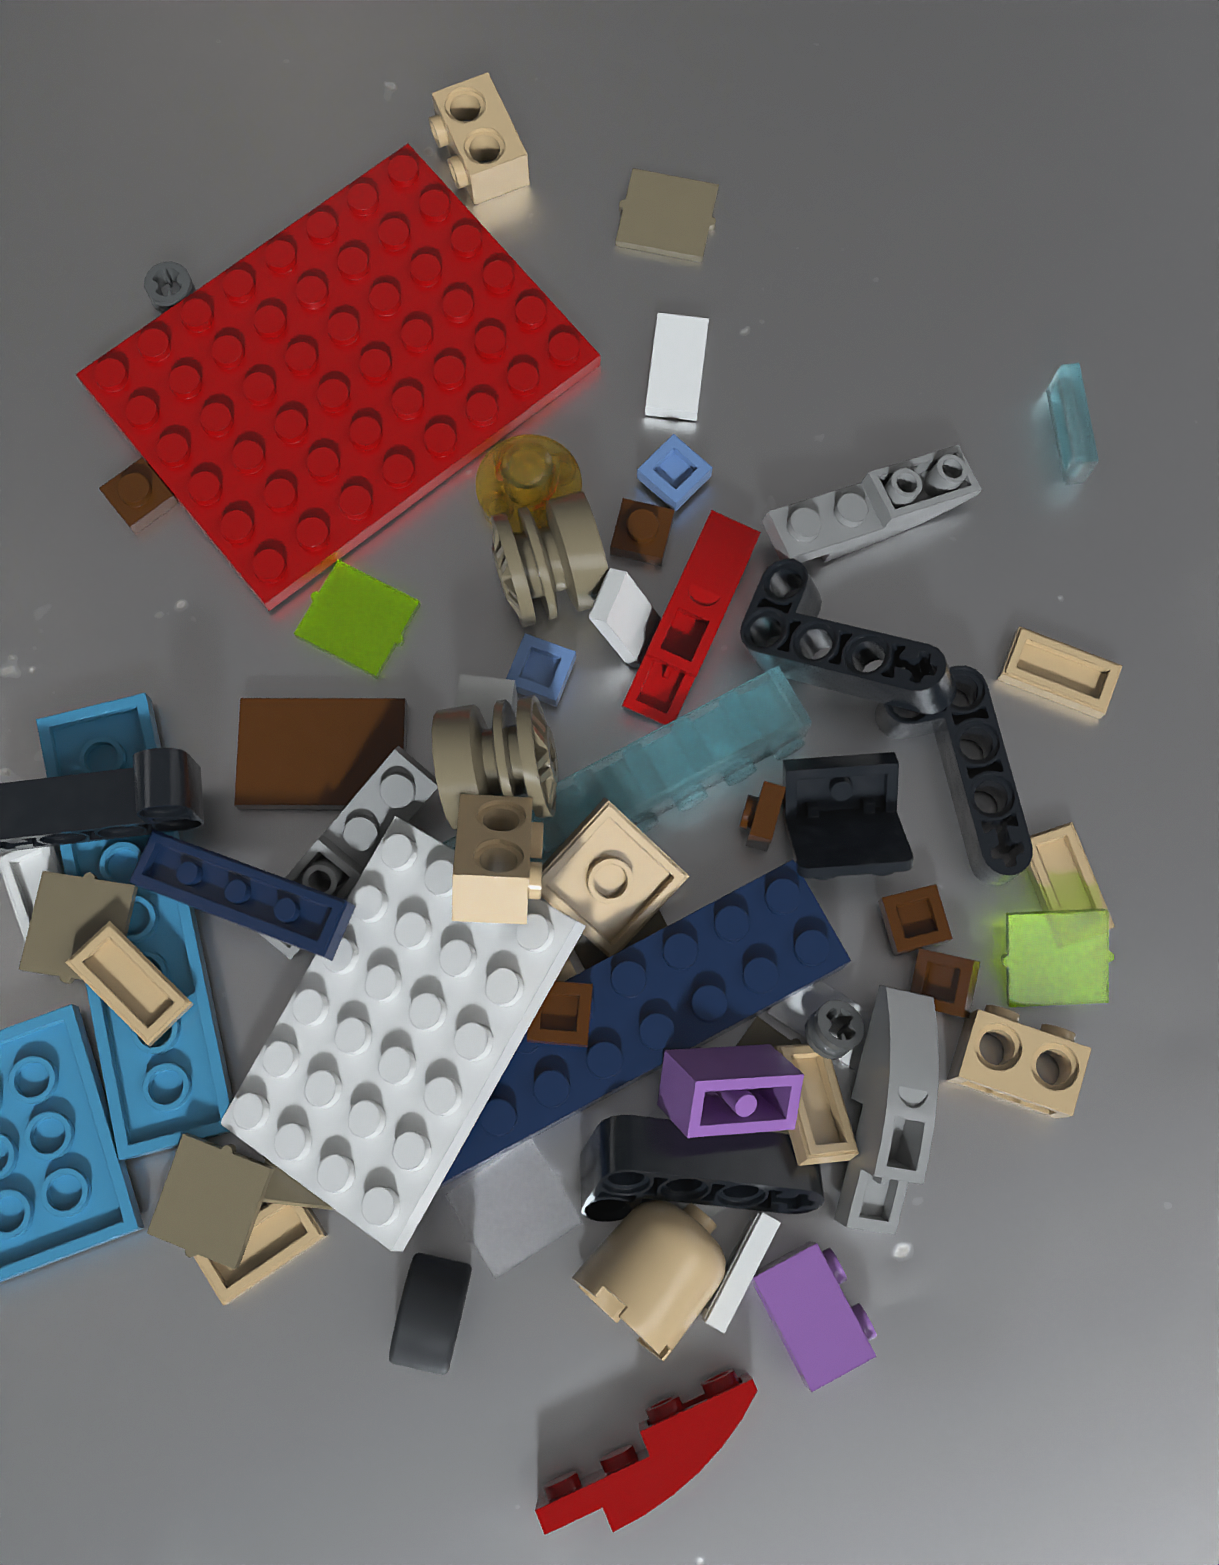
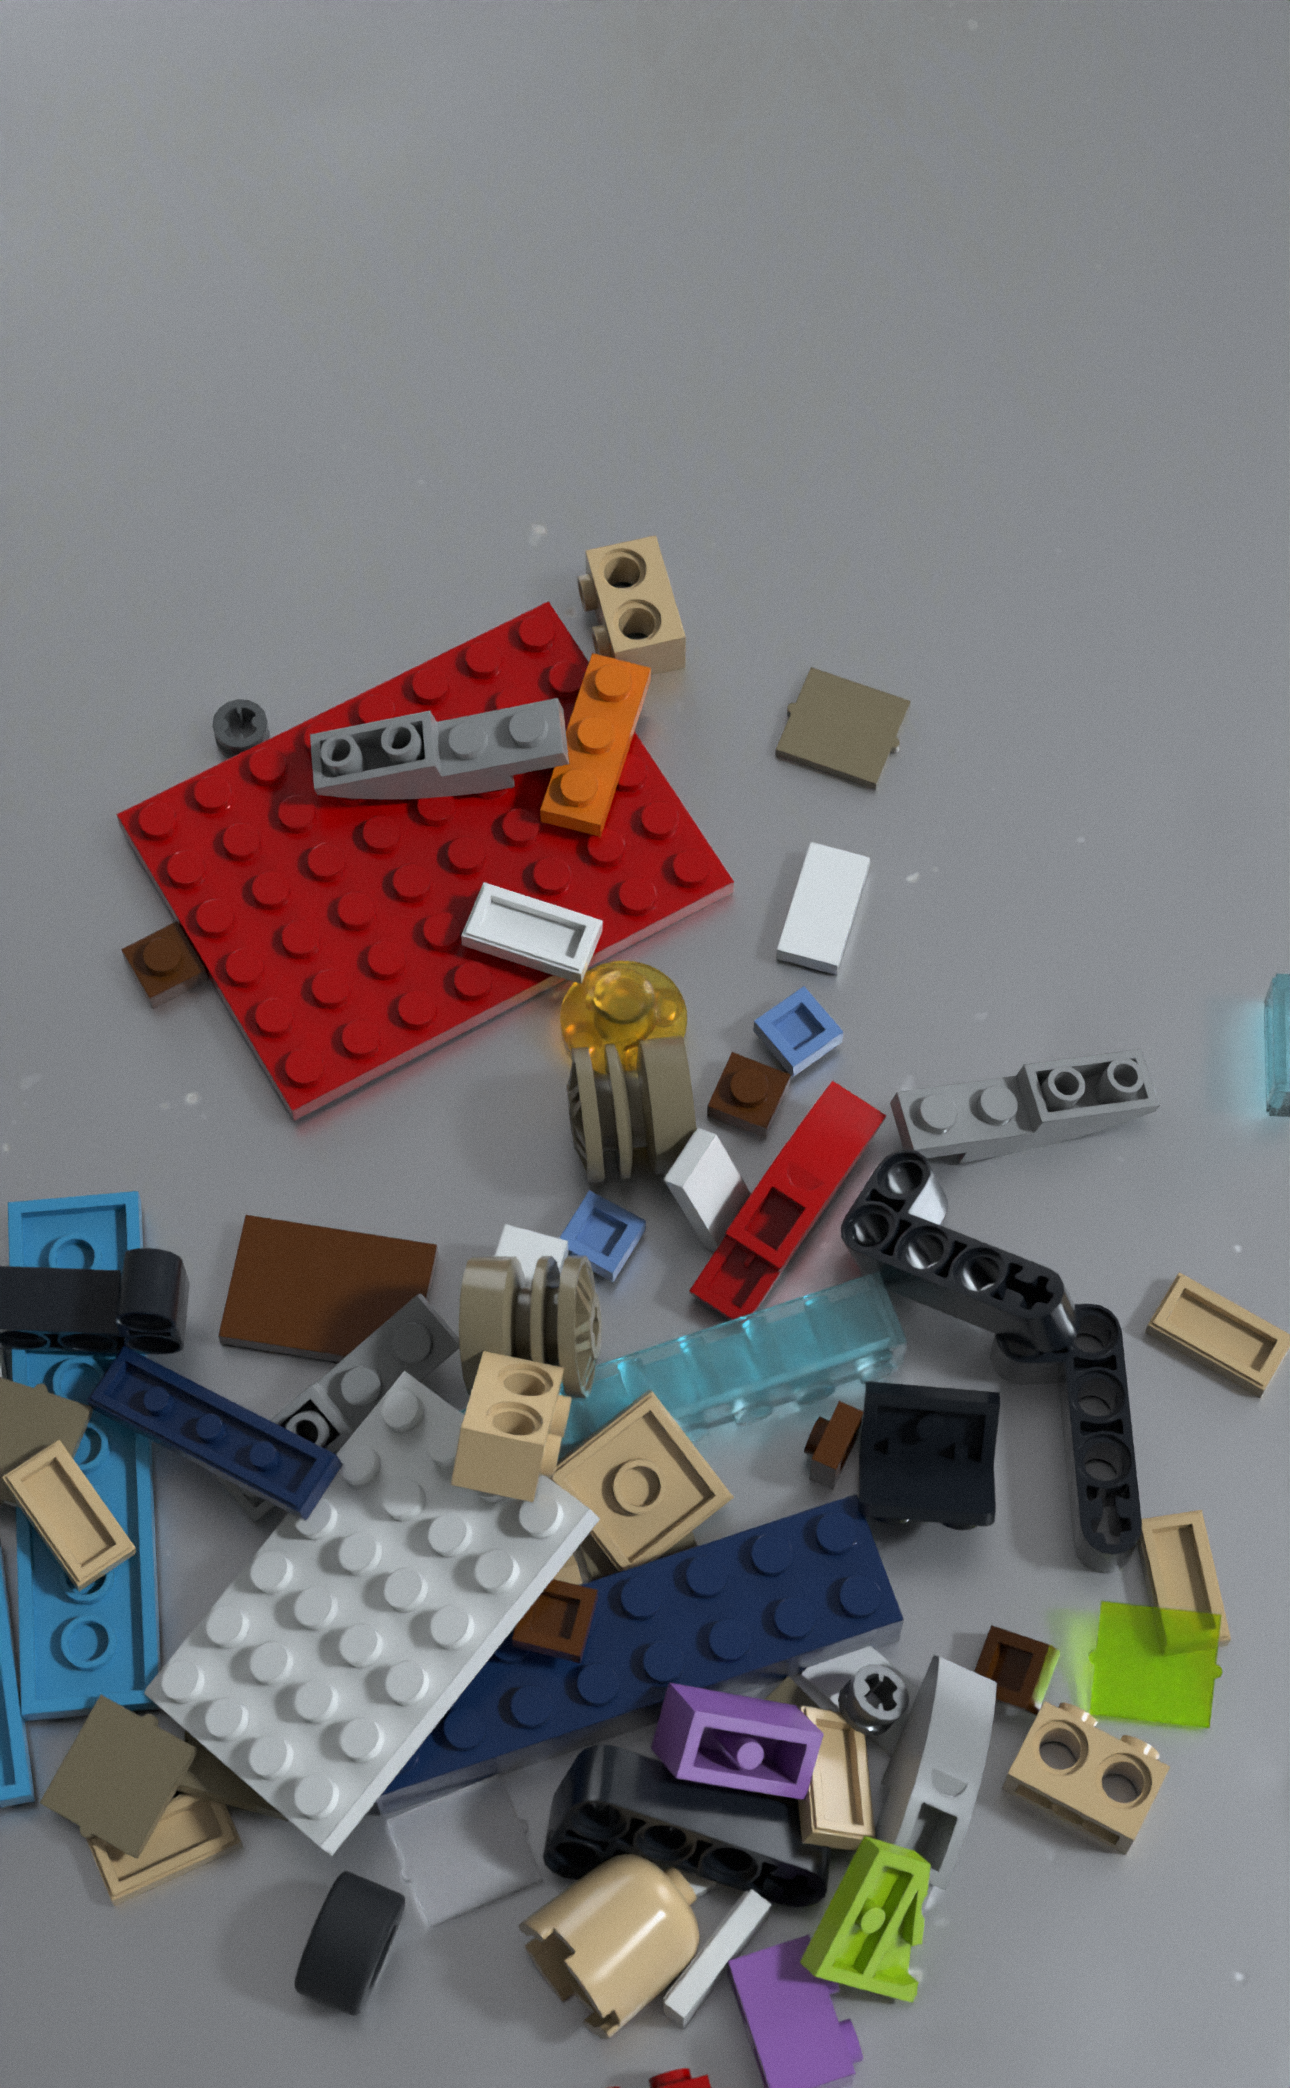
camera: 10 degrees right, 10 degrees down
(333, 287) = (444, 758): none -> light grey slope
(357, 619) = (396, 1145): clear neon green piece -> none
(440, 422) = (532, 933): none -> white tile
(467, 256) = (596, 744): none -> orange plate
(869, 1226) = (873, 1922): none -> lime wing
(915, 919) = (993, 1592): reddish brown plate -> none

